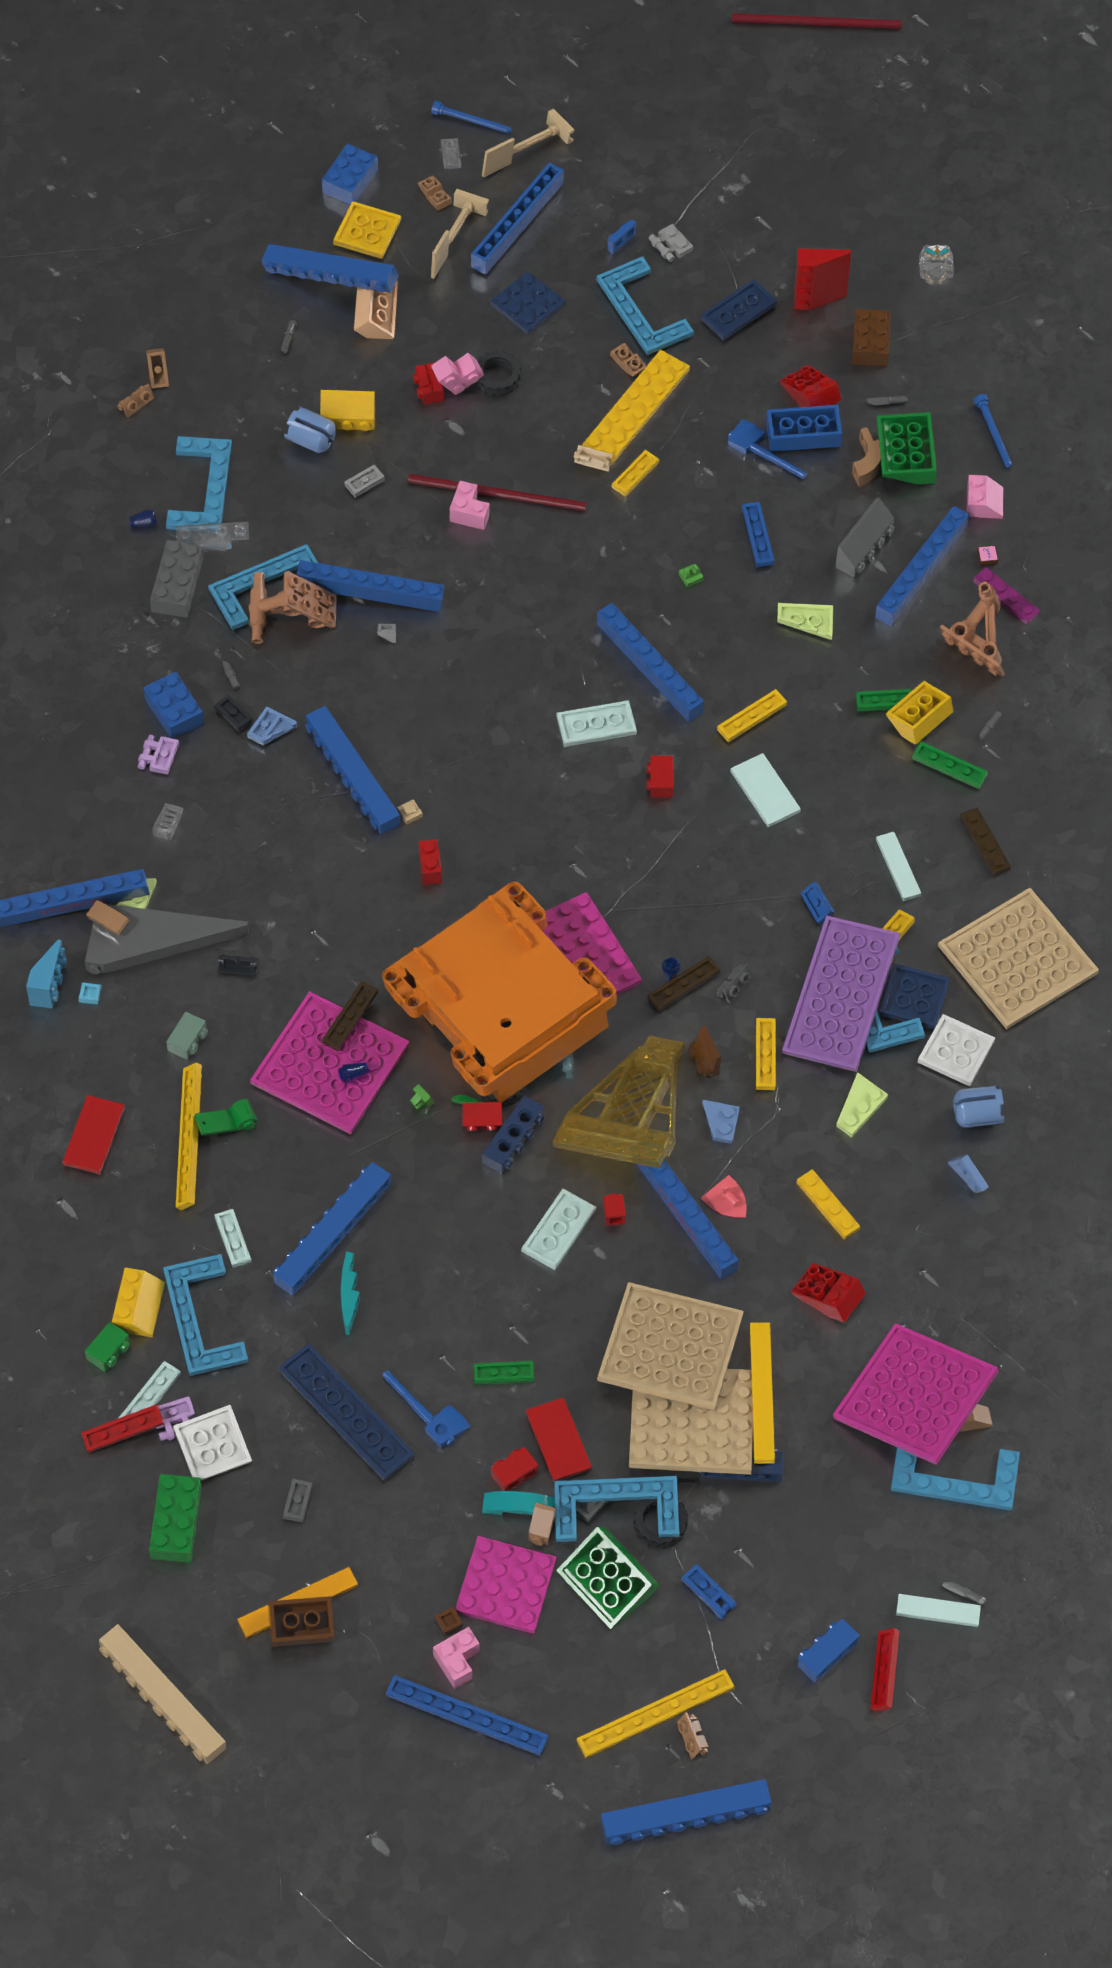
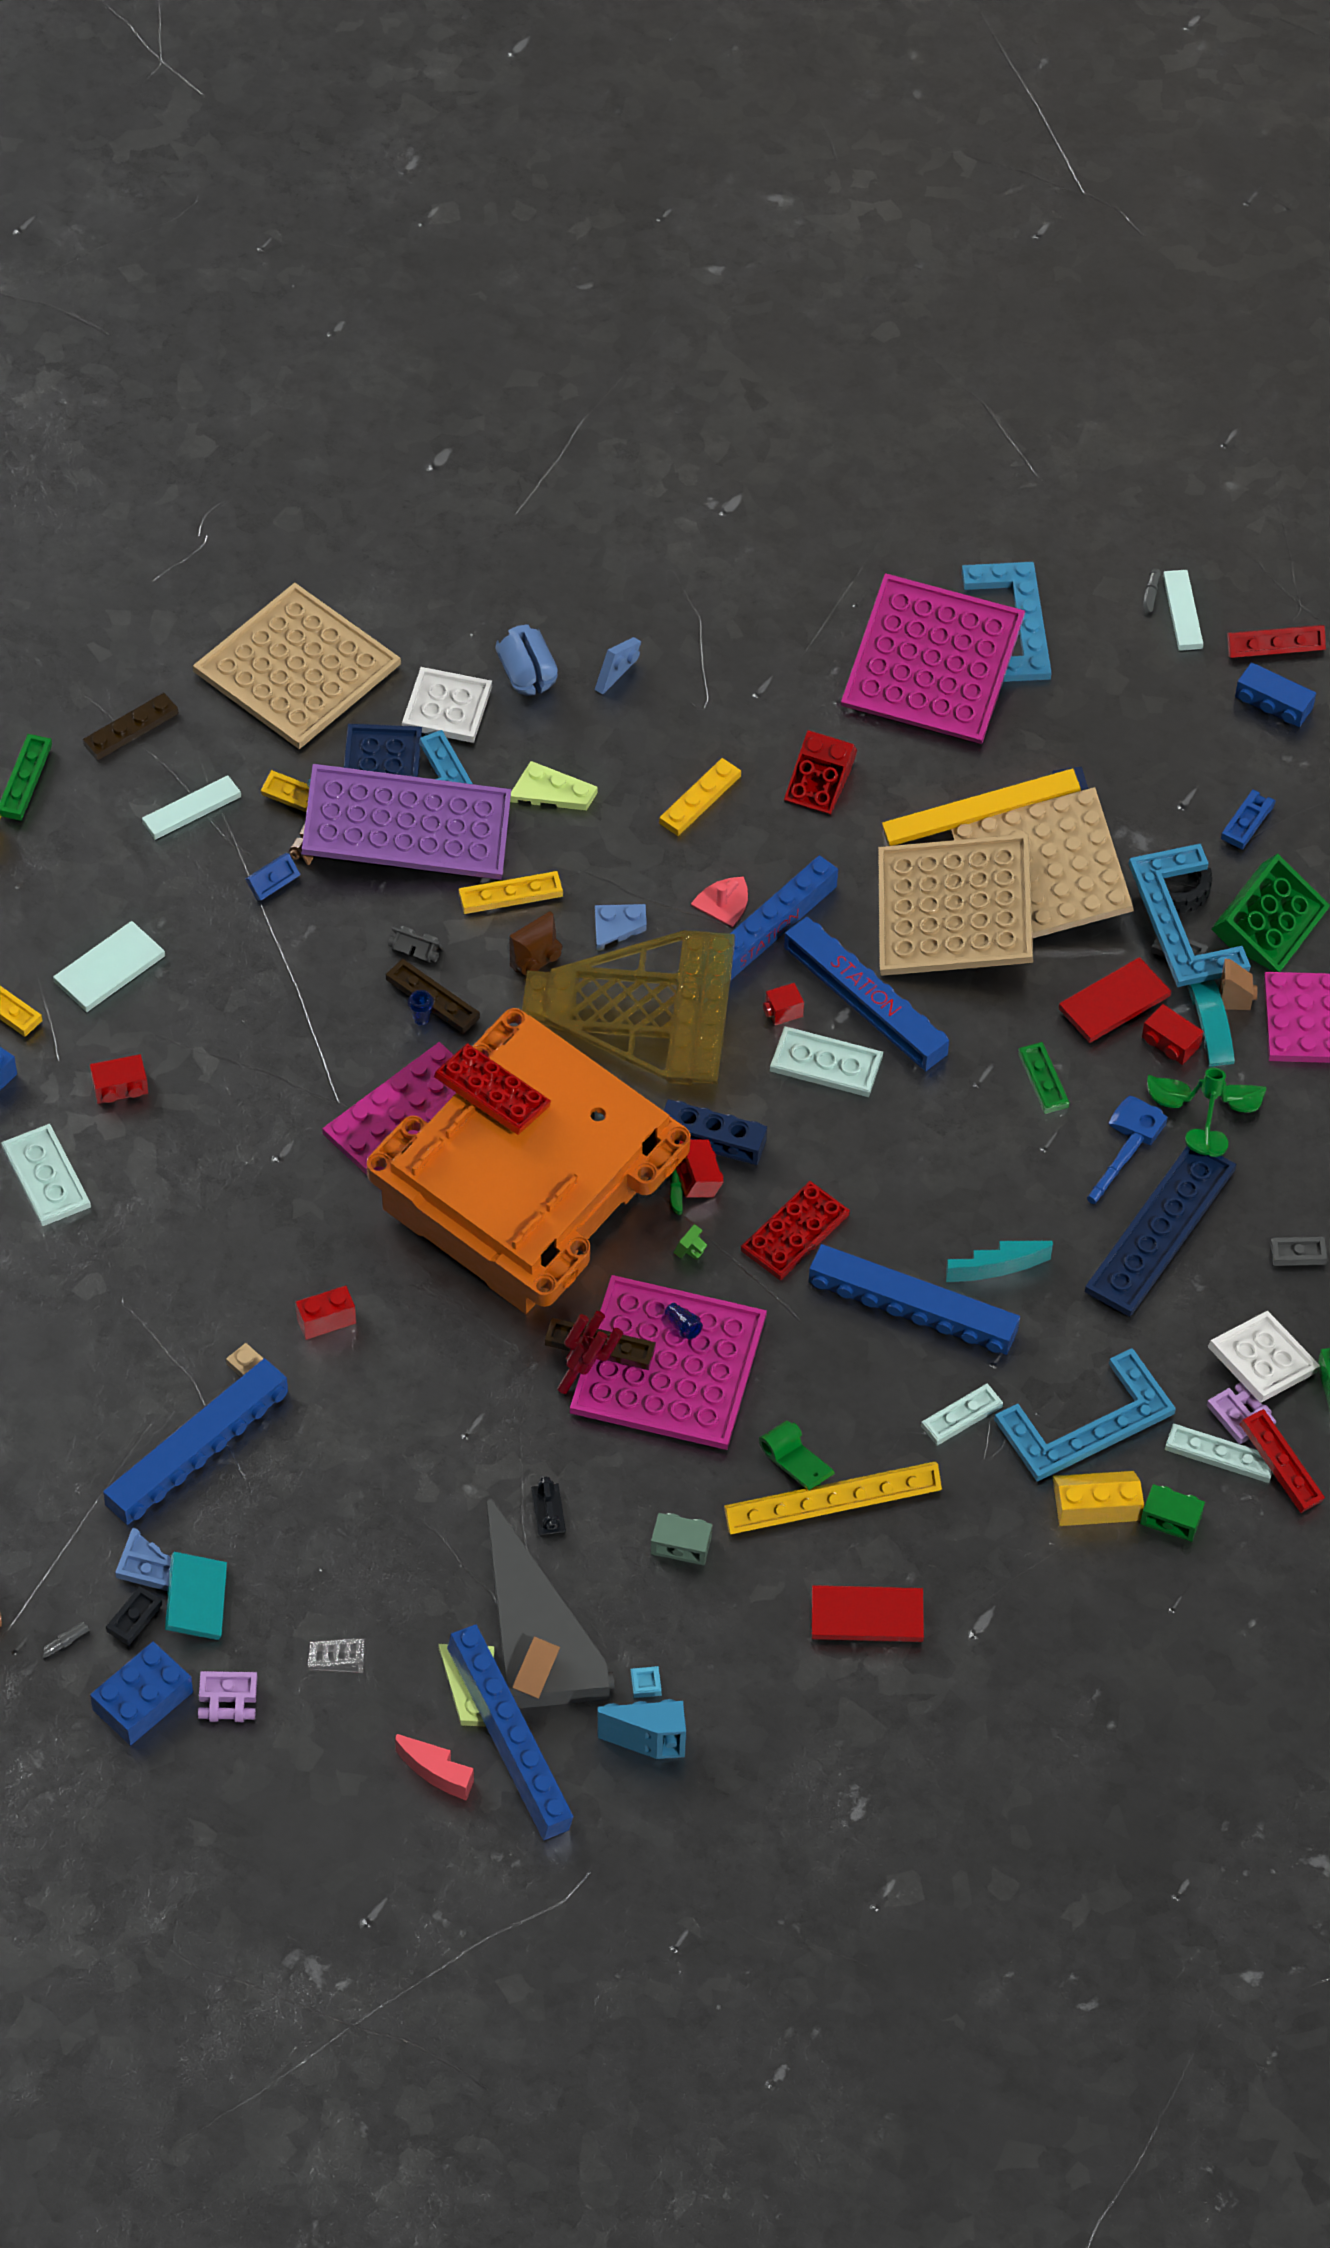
camera: 105 degrees left, 5 degrees down
(66, 857) = (435, 1766): none -> coral slope
(235, 748) = (196, 1596): none -> teal tile
(340, 999) = (586, 1348): none -> dark red plant
(417, 1171) = (795, 1230): none -> red tile
(462, 1455) = (1239, 1097): none -> green plant
(539, 954) = (492, 1089): none -> red tile
(609, 1268) = (866, 993): none -> blue brick

